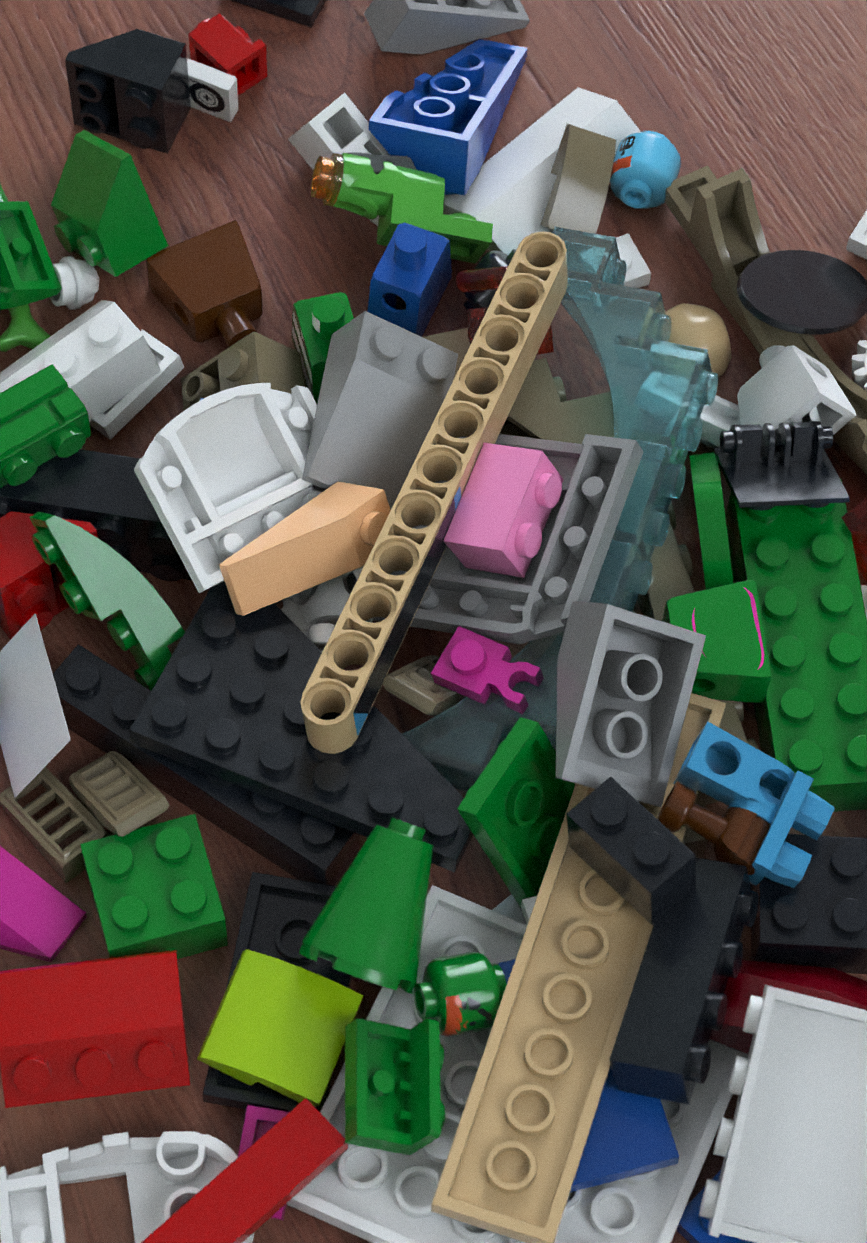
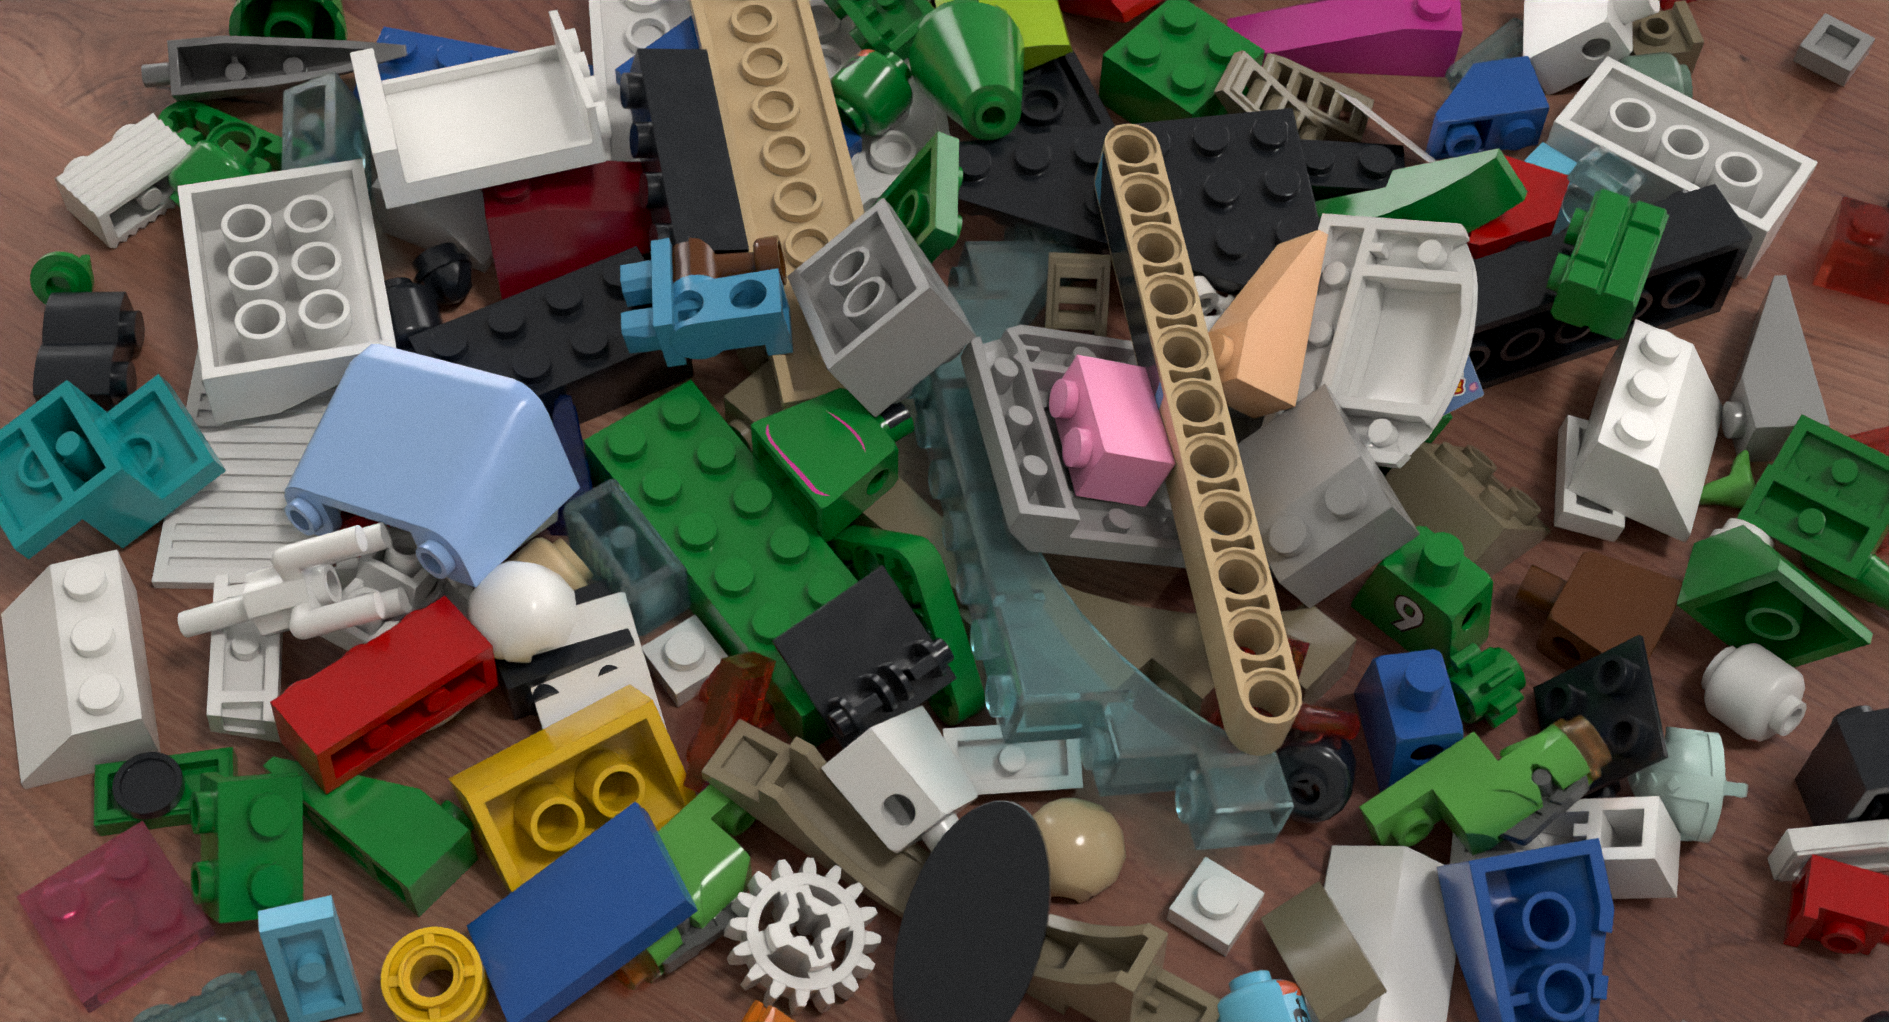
camera: 150 degrees right, 5 degrees down
(166, 186) = (1754, 692): none -> white head
(259, 155) = (1690, 782): none -> light aqua helmet
(282, 213) = (1618, 701): none -> black hinge
(335, 277) = (1486, 684): none -> green gear
(482, 667) = (1025, 305): dark pink plate -> none
(631, 850) = (784, 191): black brick -> none

